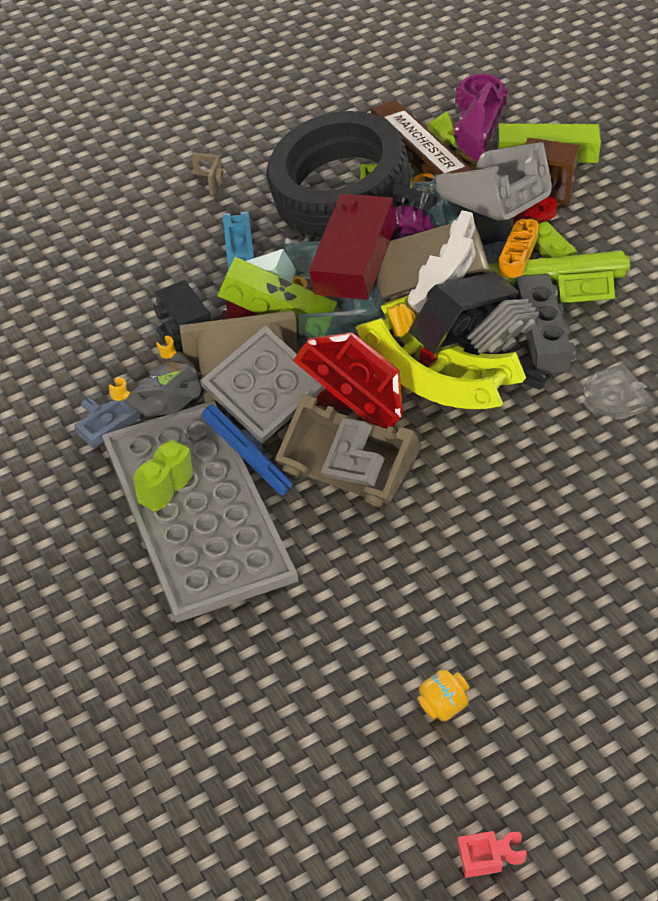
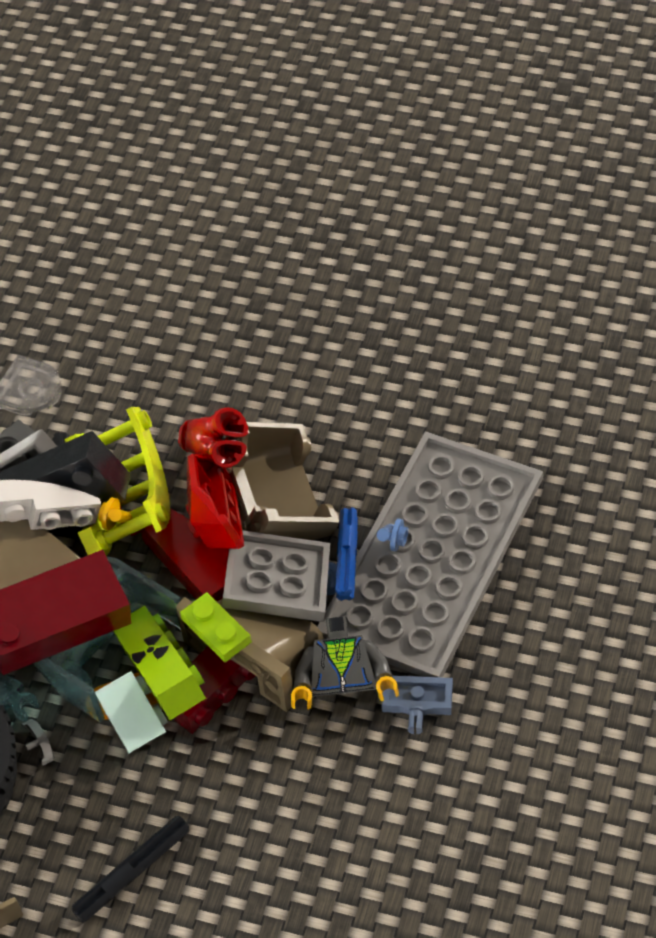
camera: 130 degrees left, 5 degrees up
(163, 475) = (441, 568): lime brick -> none
(175, 241) = (130, 869): none -> black axle
(176, 307) = (254, 720): black brick -> none
(225, 474) = (396, 534): none -> medium blue plate
(238, 237) = (86, 801): dark azure plate -> none
(250, 313) = (216, 627): none -> lime plate
(346, 456) = (289, 477): light grey plate -> none
(398, 410) = (206, 434): none -> red piece
(443, 695) = (430, 285): yellow head -> none
(484, 855) = (512, 199): coral plate -> none

